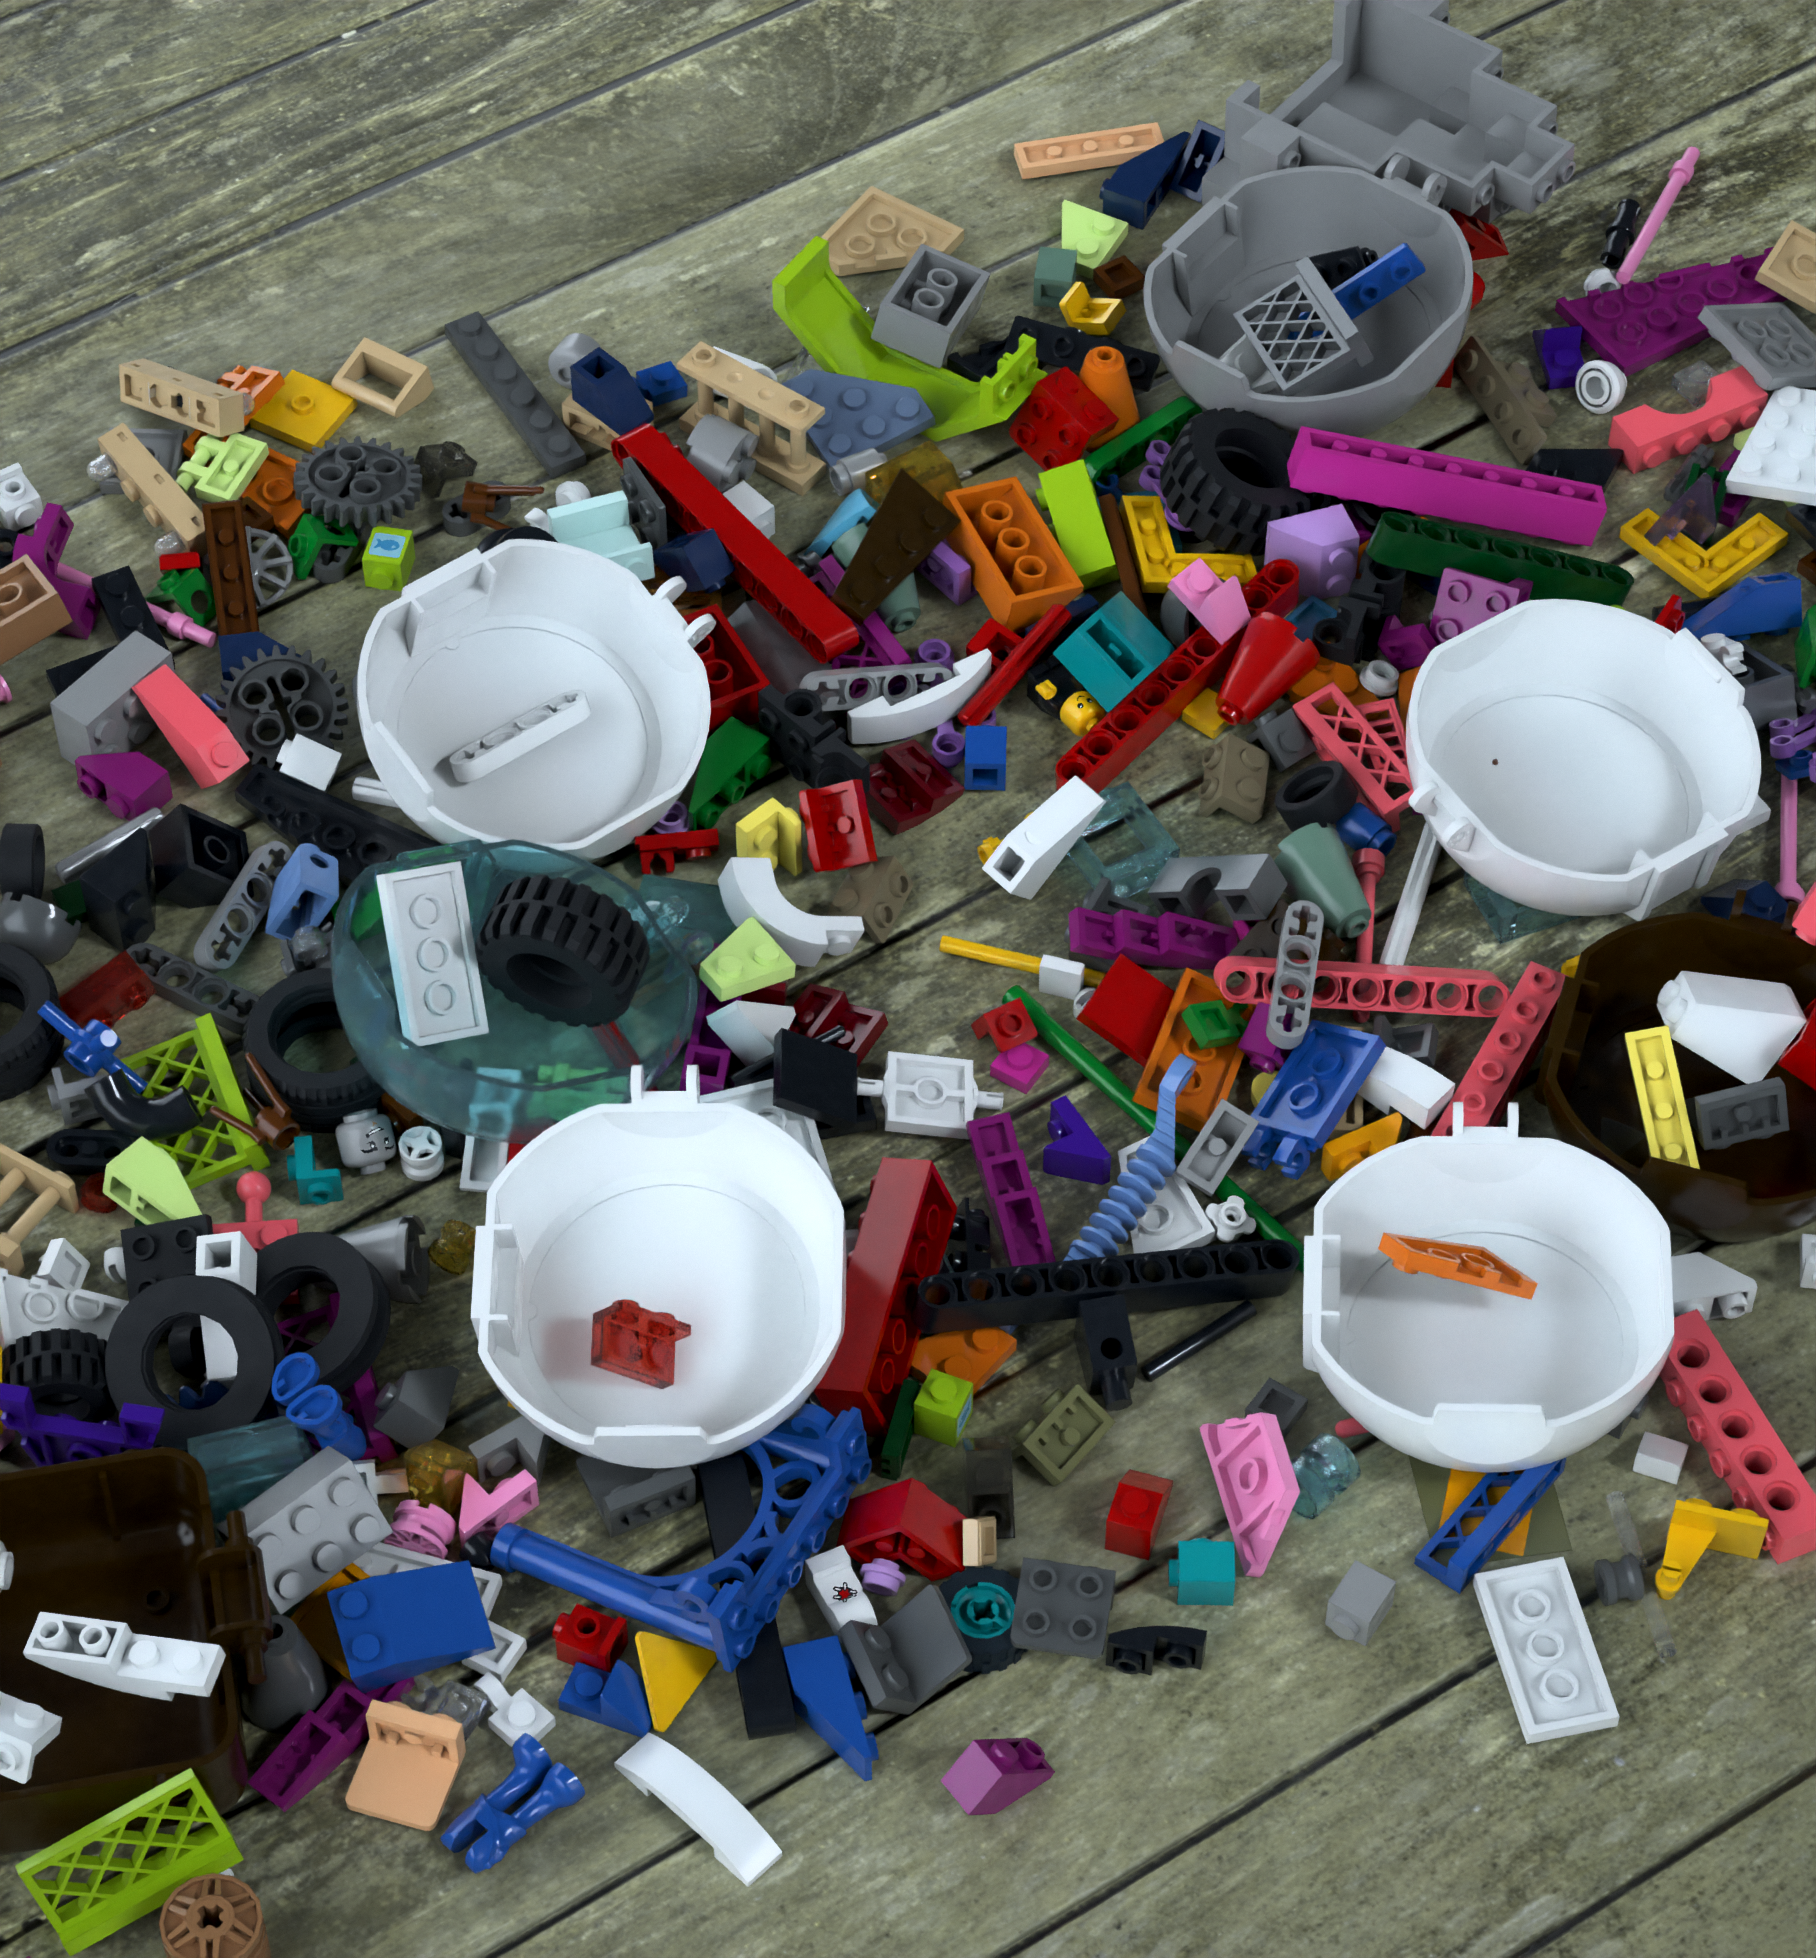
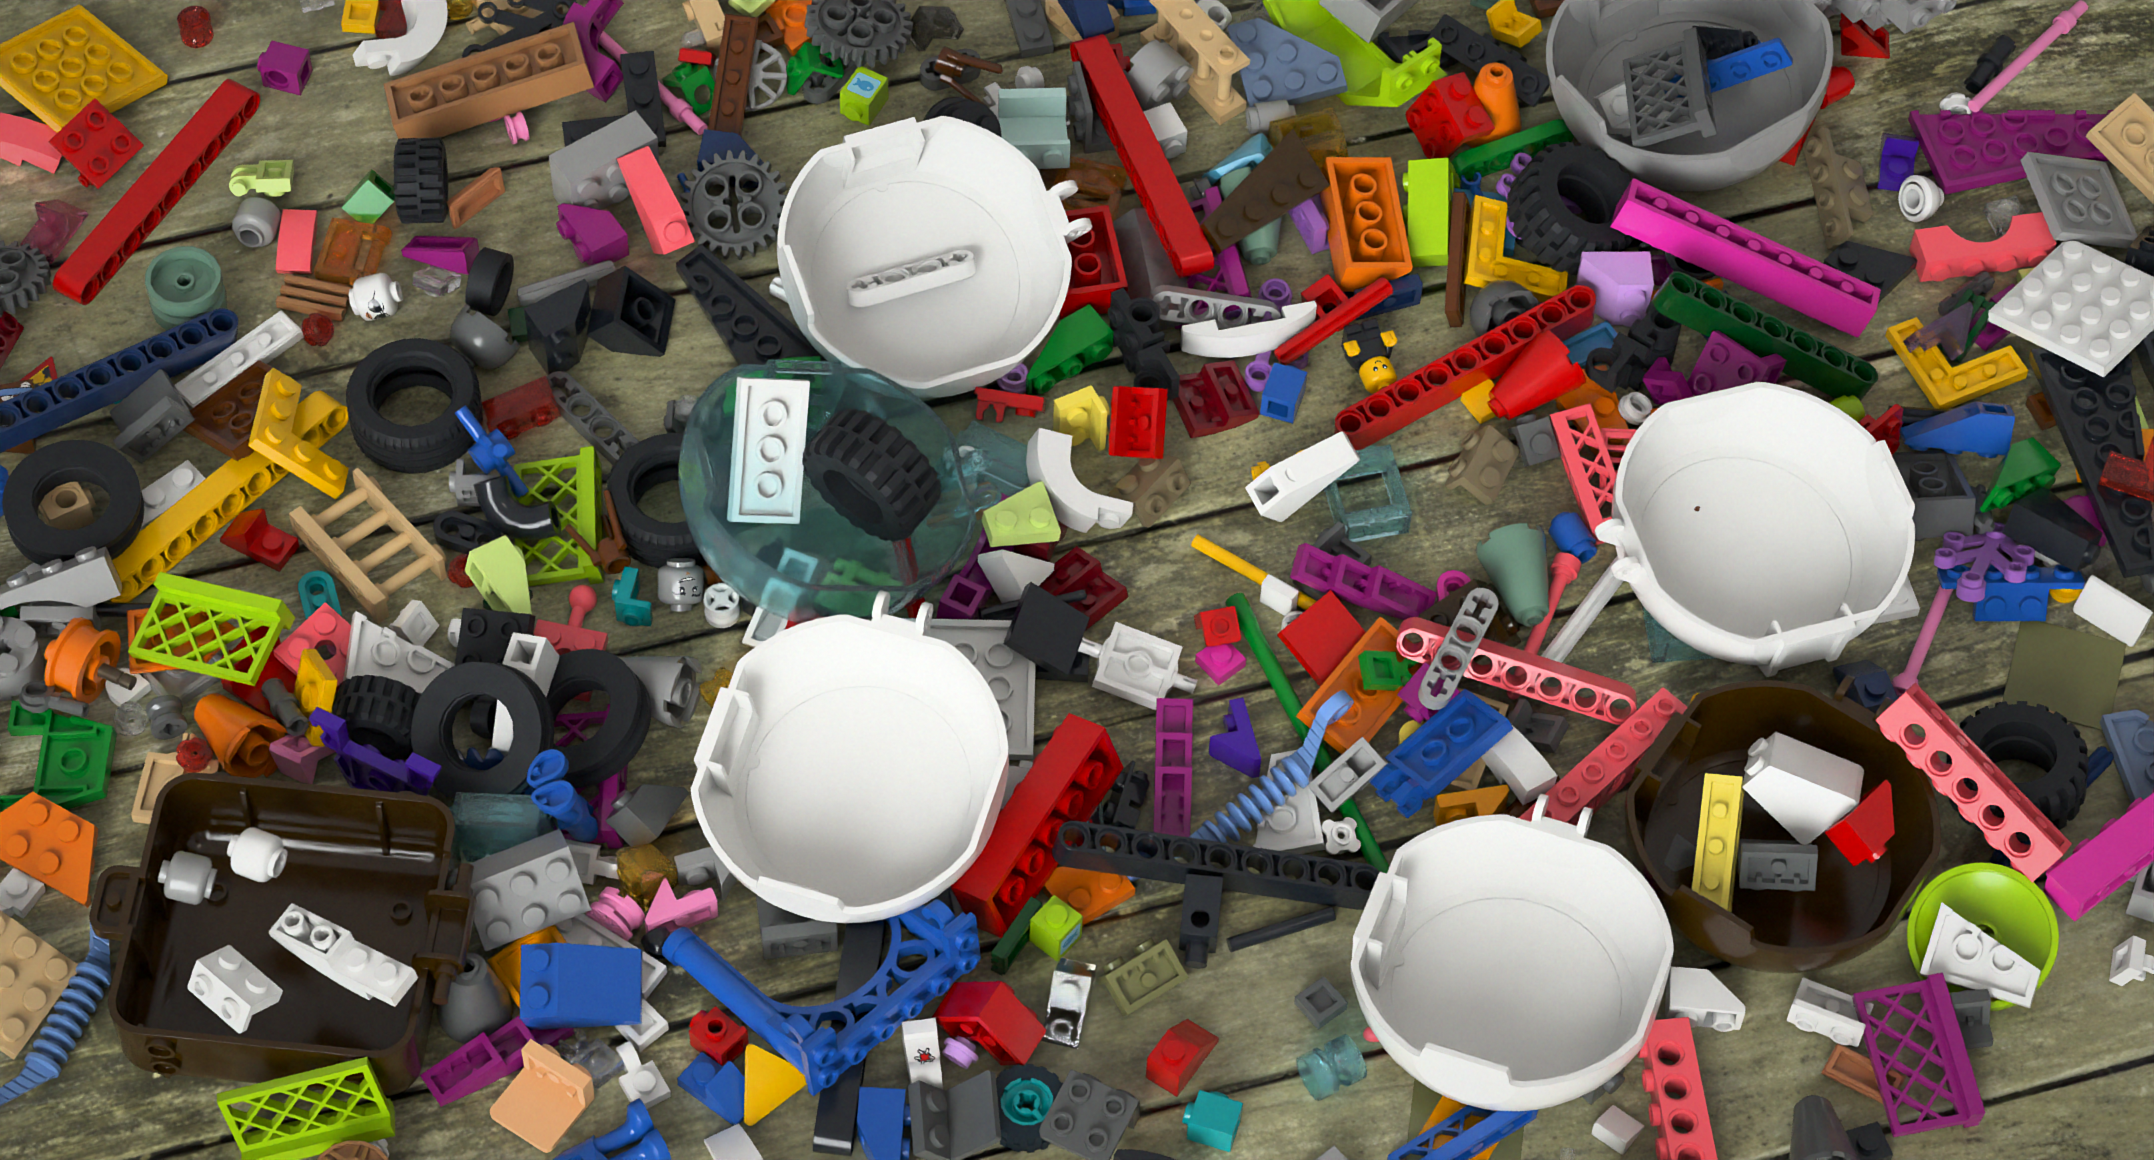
camera: 15 degrees right, 5 degrees up
(239, 902) = (649, 359): light grey beam -> none
(308, 879) = (708, 351): medium blue torso -> none
(309, 762) = (741, 255): white brick -> none
(636, 1342) = (821, 813): clear red bracket -> none
(697, 559) = (1105, 163): dark blue slope -> none
(979, 1541) = (1044, 1044): tan tile -> none
(1114, 651) = (1417, 329): teal slope -> none
(1214, 603) = (1510, 309): bright pink slope -> none
(1243, 883) = (1447, 558): dark grey arch -> none
(1253, 1483) = (1277, 1060): bright pink wing -> none
(1315, 795) = (1541, 498): black tyre -> none
(1456, 1262) = (1499, 926): orange wing -> none
(1726, 651) = (1923, 460): white plate -> none

